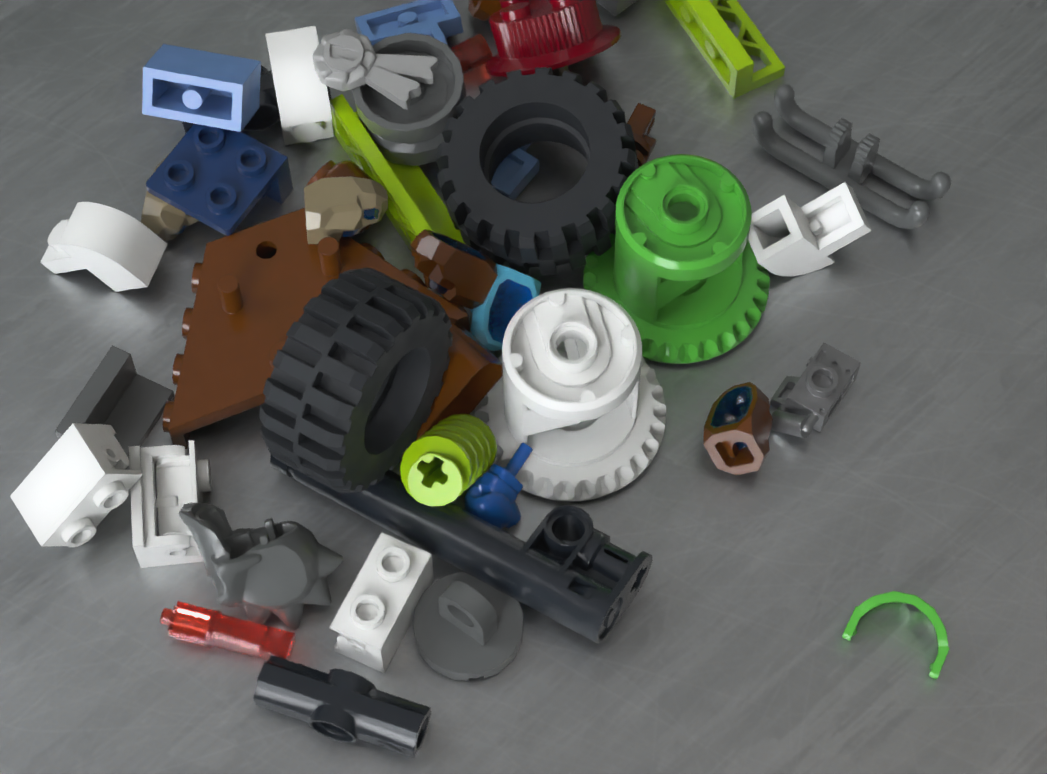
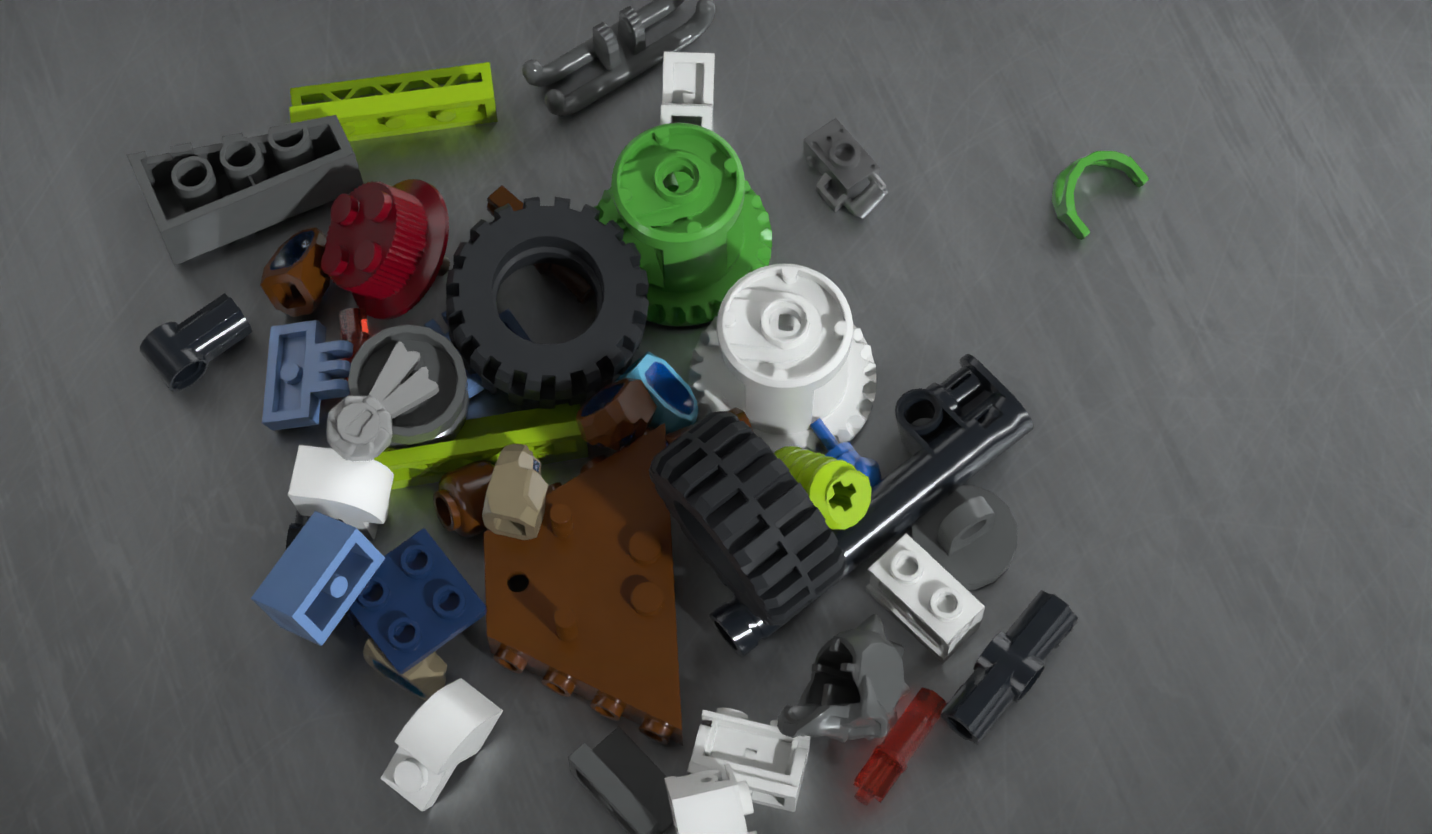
camera: 70 degrees left, 5 degrees up
(739, 429) = (861, 240): reddish brown rock -> none

